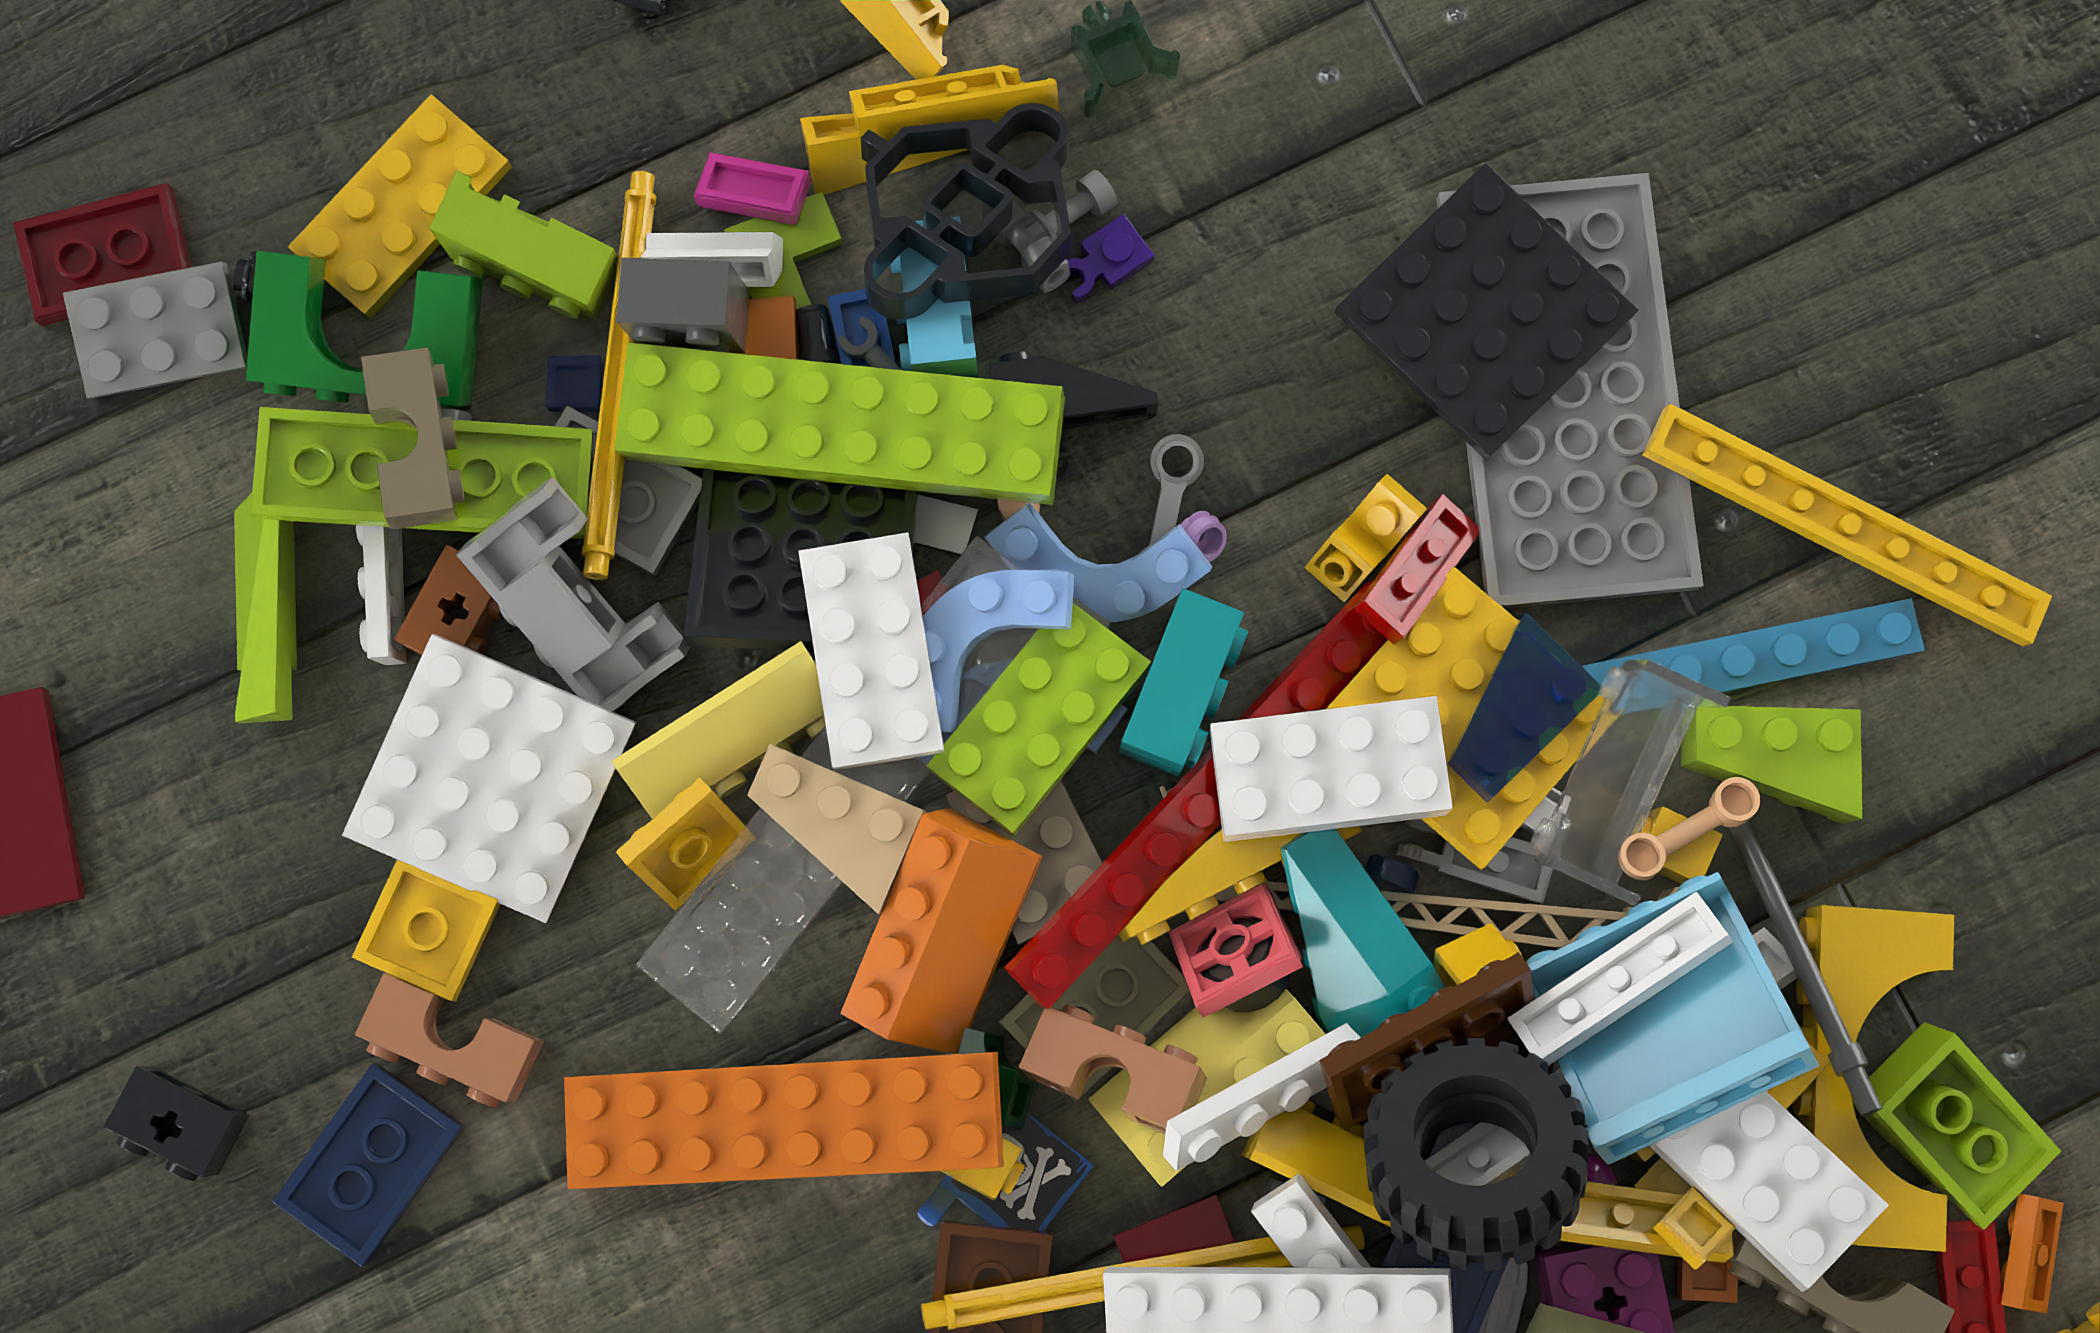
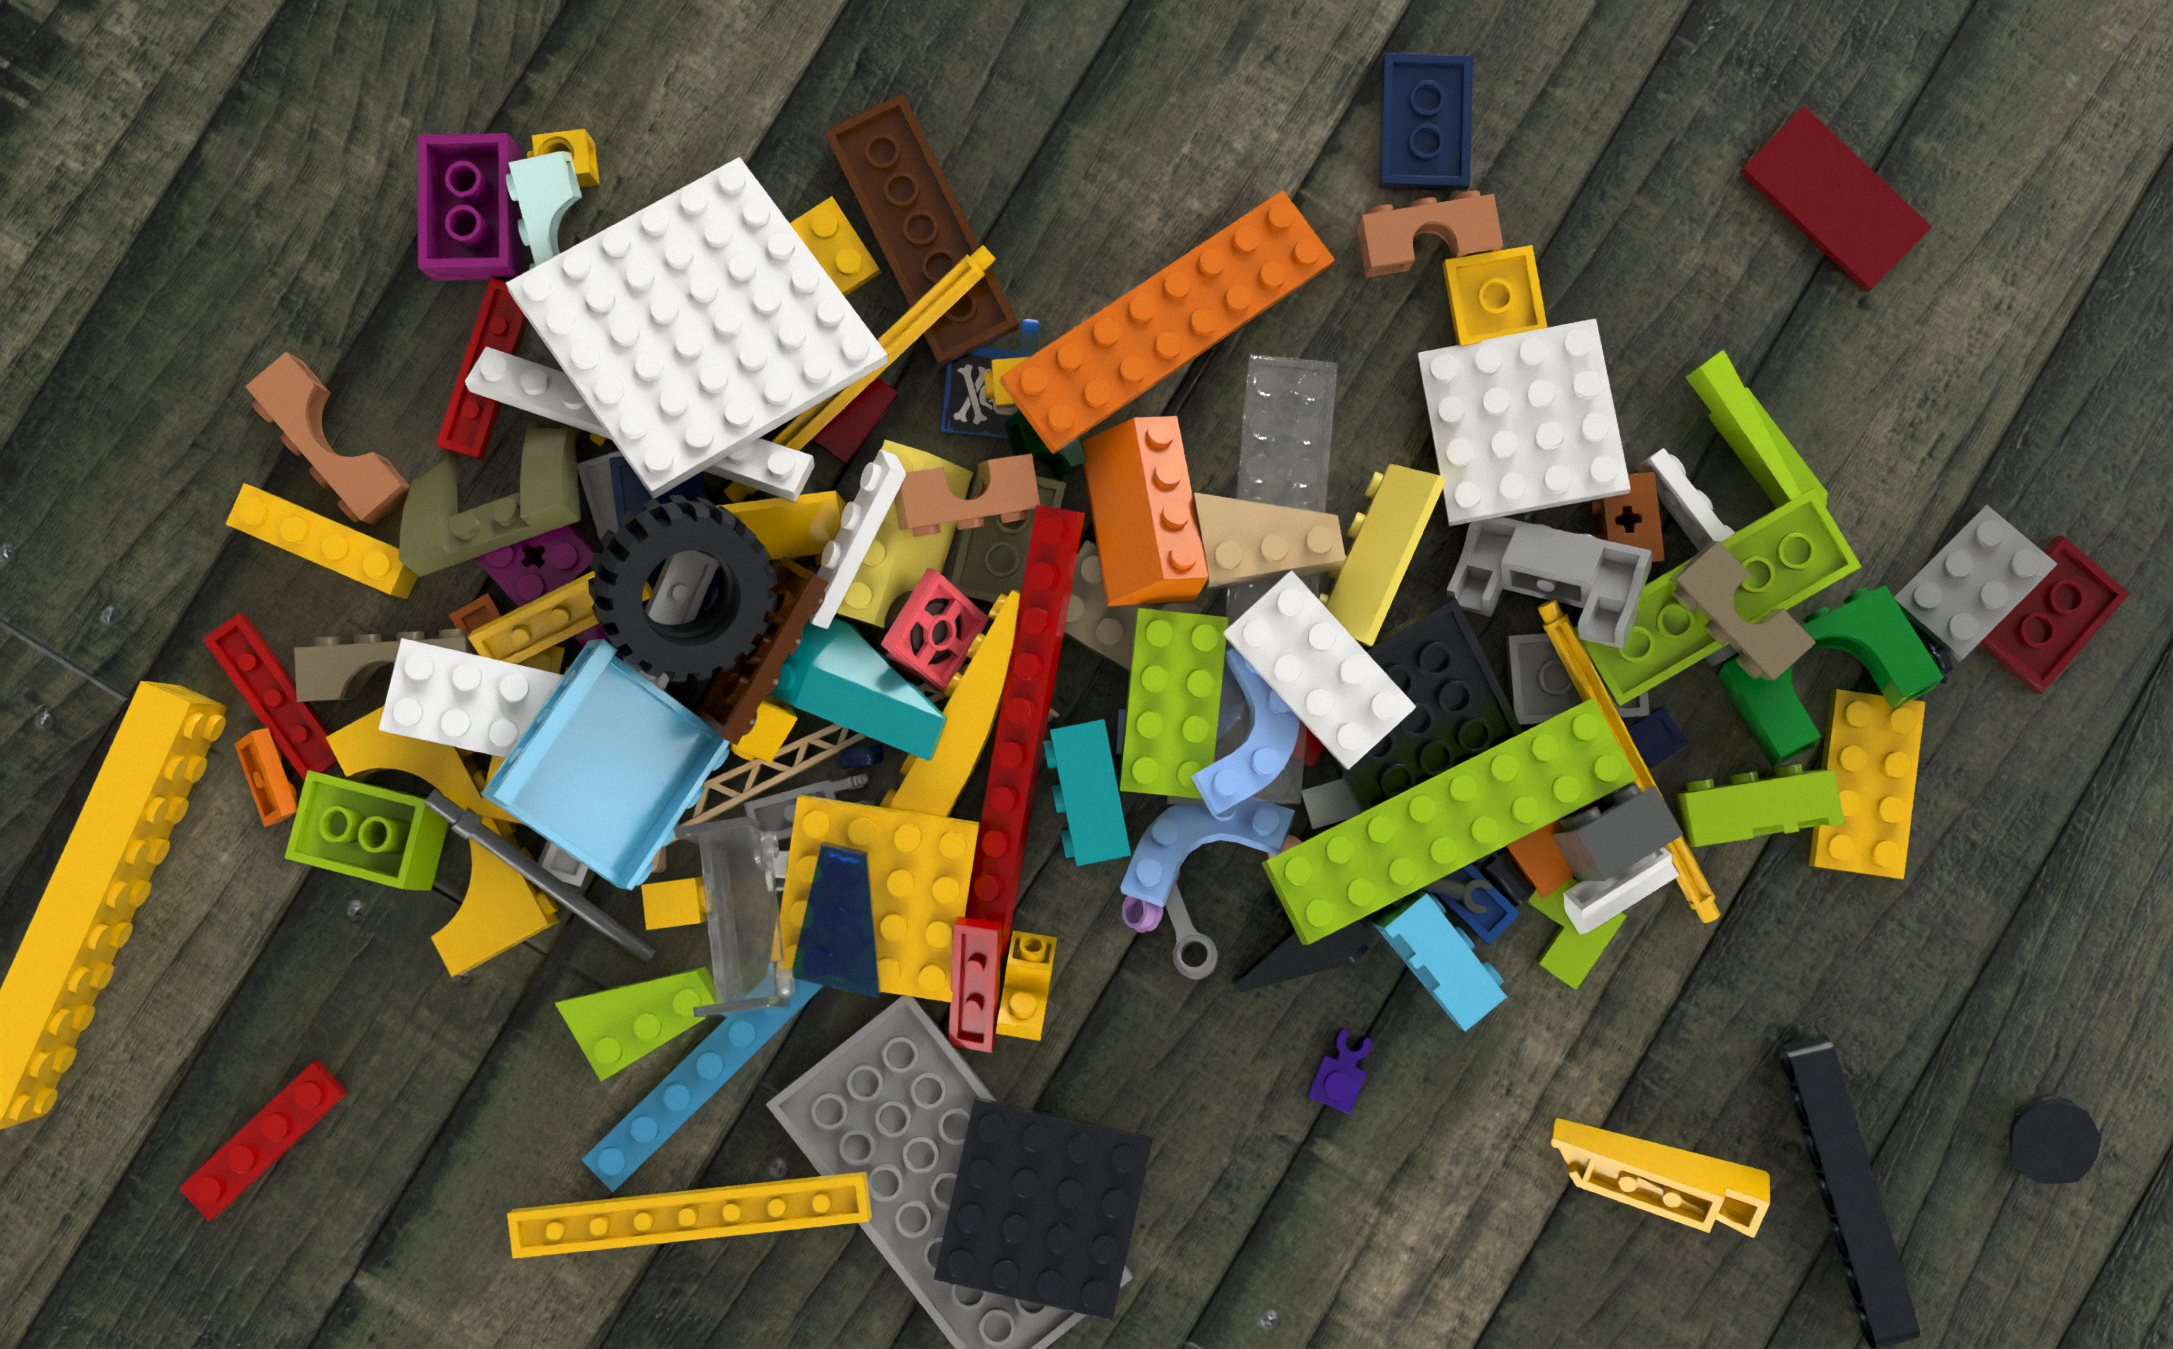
camera: 150 degrees right, 5 degrees up
(206, 1123) = (1553, 79): black brick -> none
(682, 843) = (1361, 461): yellow plate -> none
(752, 188) = (1626, 959): dark pink tile -> none
(945, 239) = (1501, 984): black piece -> none
(975, 94) = (1538, 1089): yellow wedge -> none
(1036, 232) = (1402, 1055): light grey bar -> none
(1115, 51) = (1434, 1233): clear green piece -> none
(1330, 769) = (946, 790): white brick -> none
(1620, 979) = (655, 773): white plate -> none
(1694, 1228) = (505, 637): yellow tile -> none
(1730, 806) = (653, 952): light nougat bar -> none

